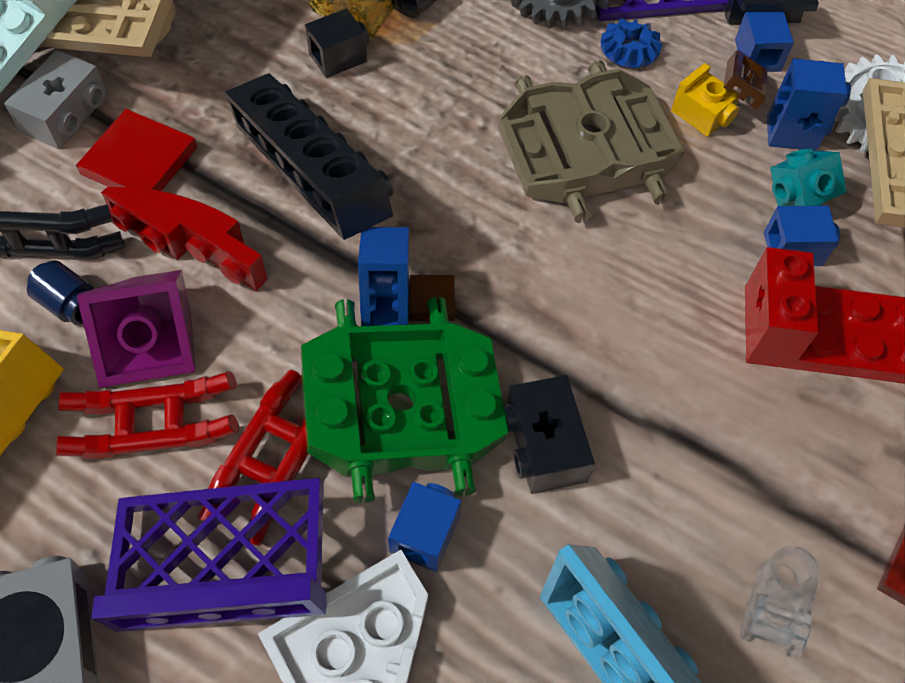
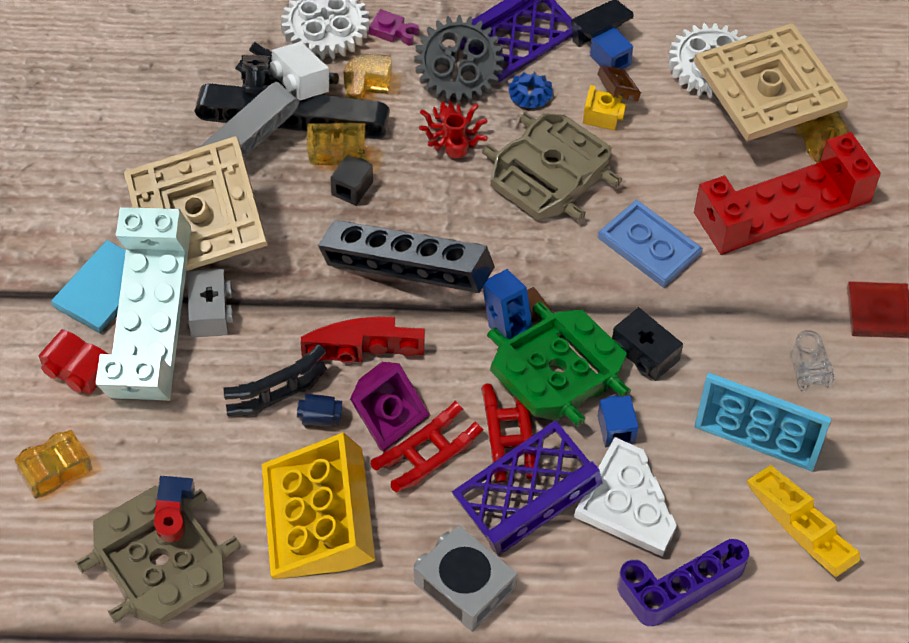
camera: 30 degrees left, 5 degrees down
(137, 153) = (284, 312): red tile -> none
(499, 43) = (452, 129): none -> red animal
(655, 299) = (650, 243): none -> medium blue tile
(803, 230) = (707, 165): blue brick -> none
(807, 104) = (665, 85): blue brick -> none
(808, 178) = (692, 131): teal brick -> none

